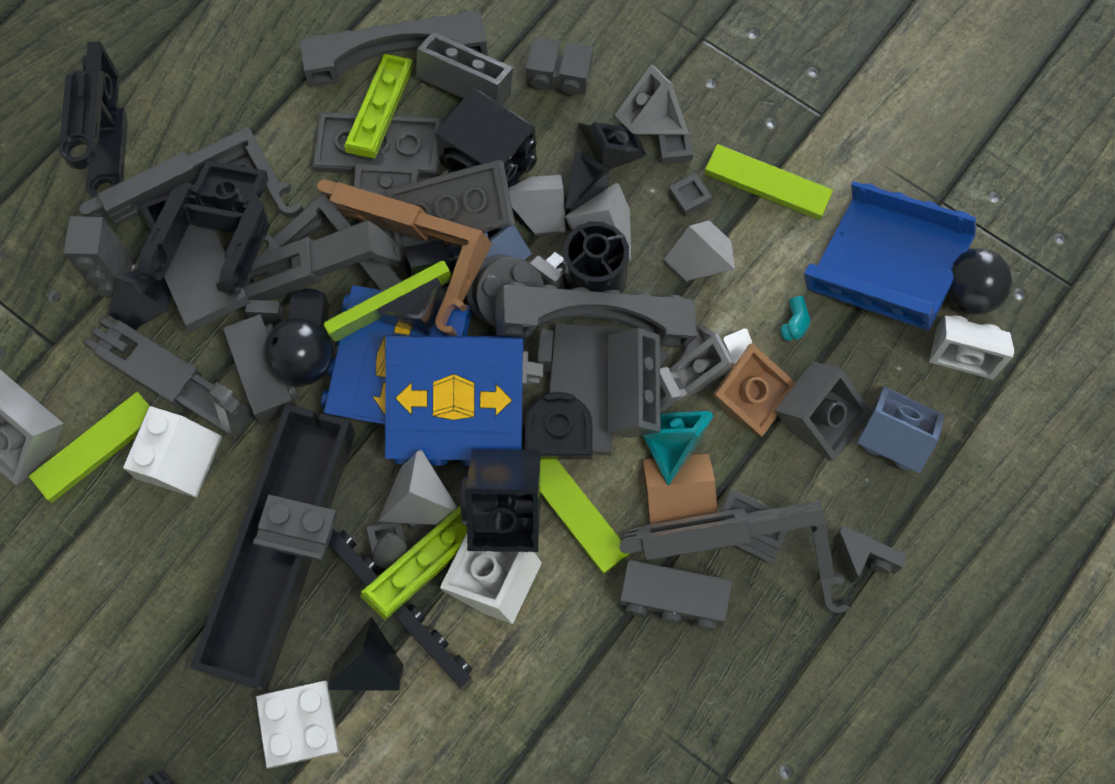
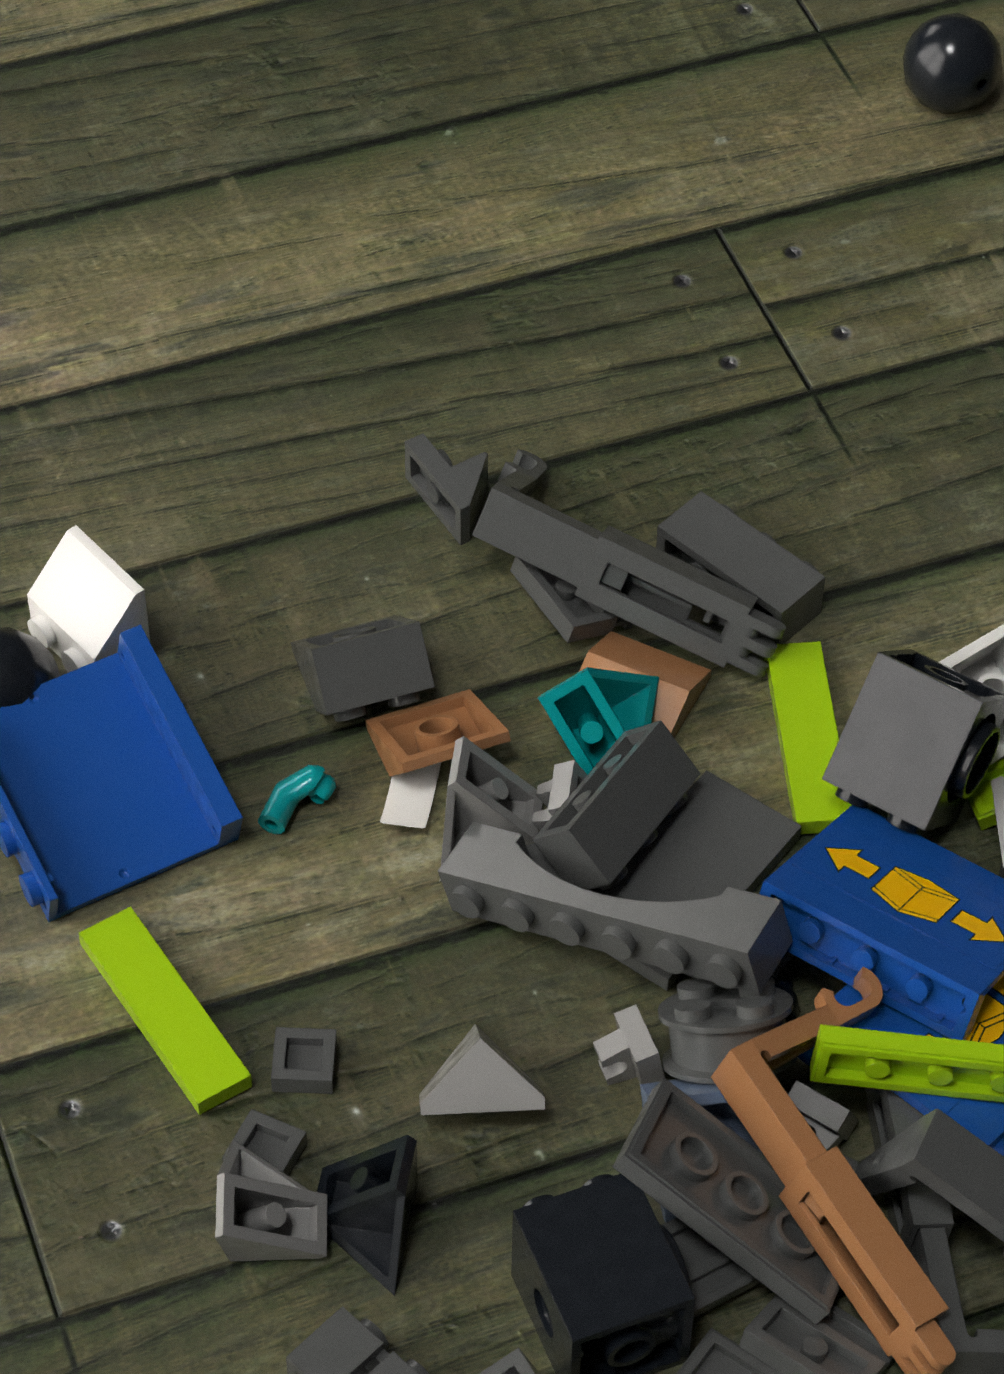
camera: 150 degrees left, 20 degrees down
(415, 309) = (911, 1000): black slope -> none
(425, 255) = (840, 1114): black brick -> none
(540, 204) = (551, 1162): light grey slope -> none
(559, 427) = (760, 825): black tile -> none
(586, 181) = (479, 1140): black slope -> none
(595, 258) = (556, 986): black cylinder -> none
(701, 252) = (357, 952): light grey slope -> none
(901, 430) = (272, 587): sand blue slope -> none

